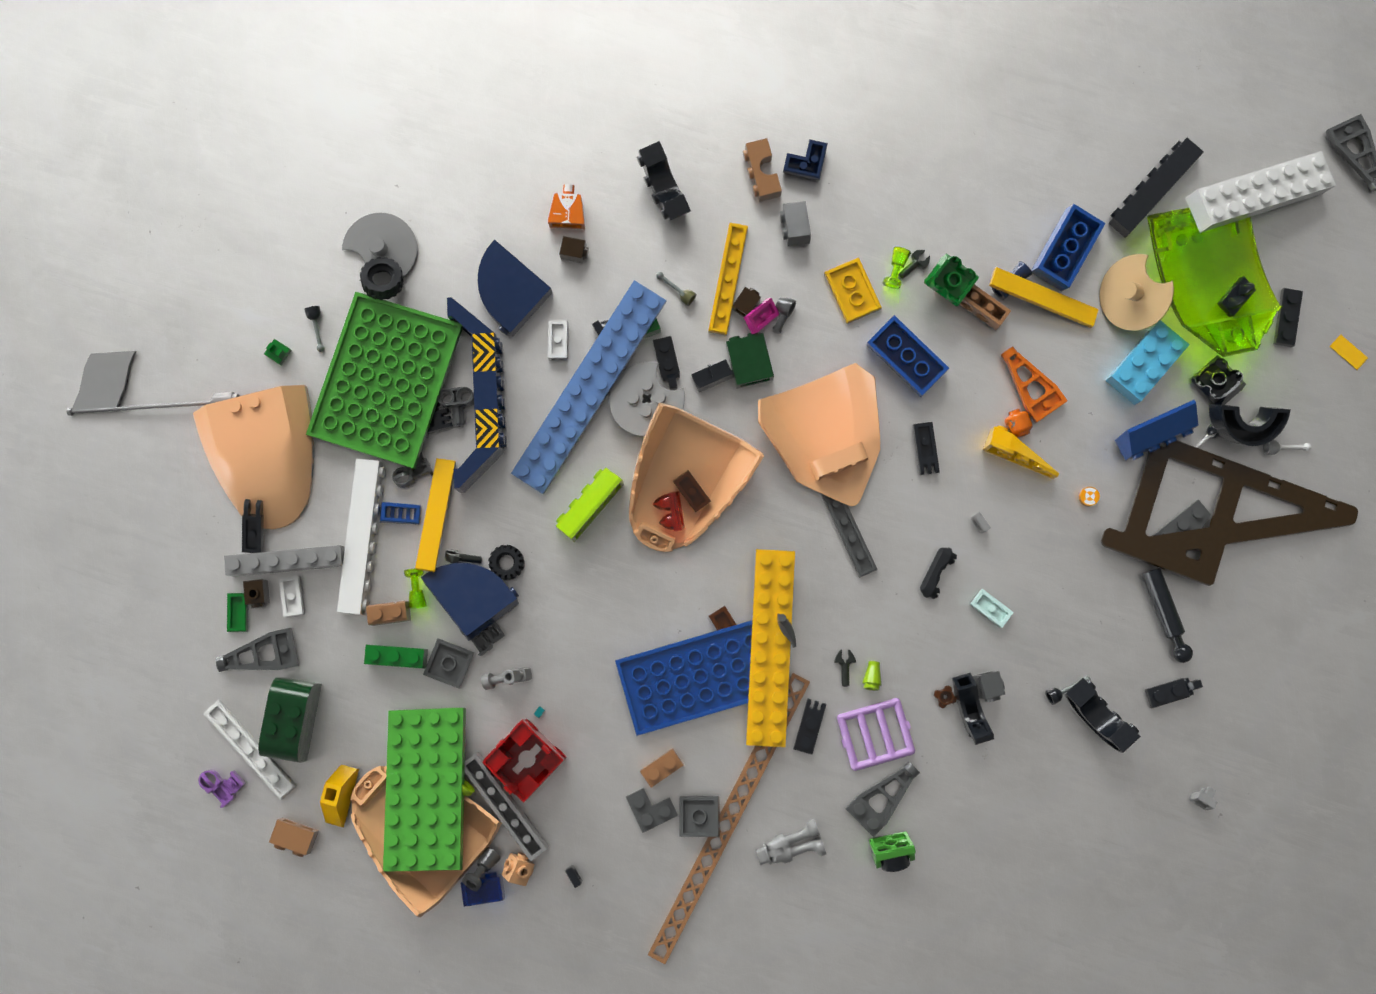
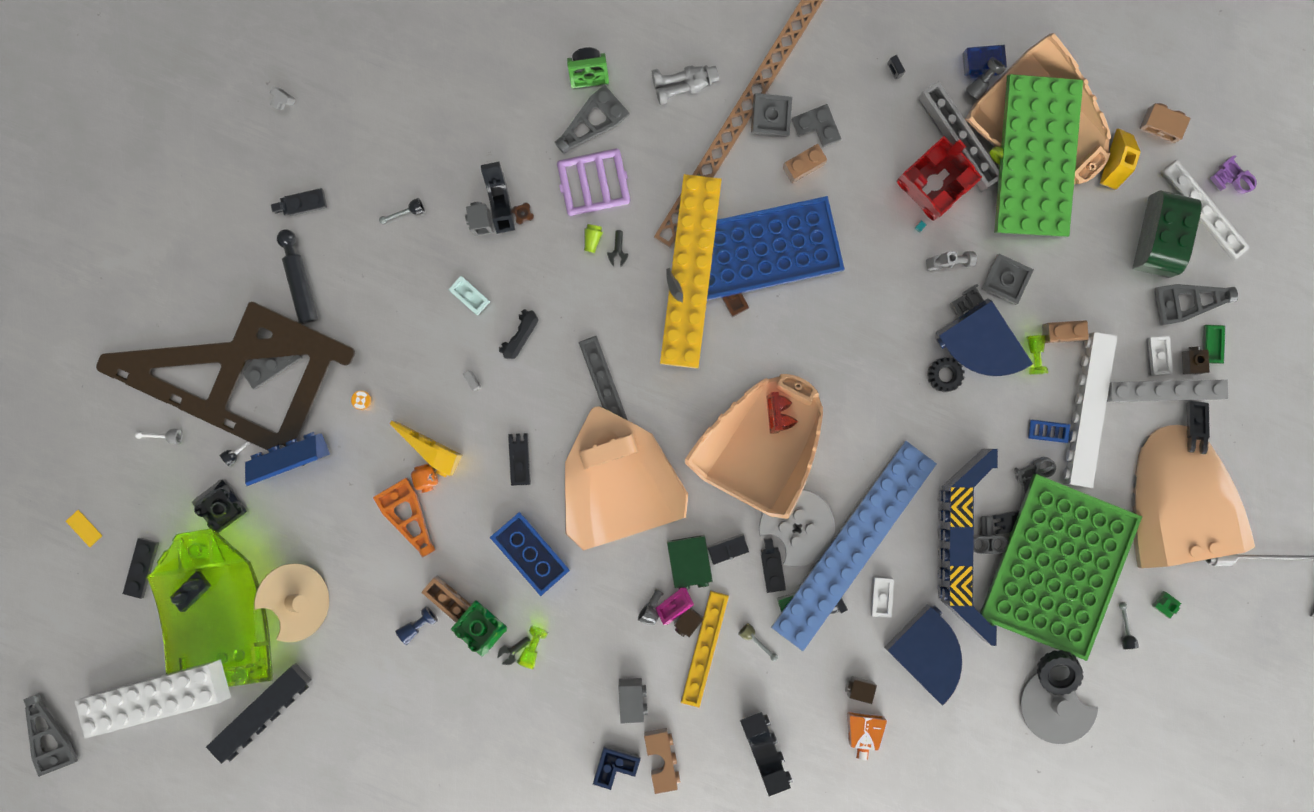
camera: 175 degrees left, 5 degrees up
(395, 656) = (1059, 288): green brick -> none
(435, 515) = (1015, 425): yellow tile -> none
(454, 556) = (998, 383): pearl dark grey bar -> none
(518, 869) = (950, 76): light nougat brick -> none
(590, 504) = (860, 425): lime slope -> none
(691, 491) = (757, 432): reddish brown plate -> none
(809, 727) = (657, 193): black hinge -> none
(852, 290) = (578, 627): yellow tile -> none
(1043, 297) = (386, 605): yellow tile -> none
(1067, 247) = (356, 655): blue brick -> none
(1099, 718) = (373, 179): black brick -> none
(1147, 362) = (288, 530): medium azure brick -> none
(1262, 430) = (191, 449): black brick -> none

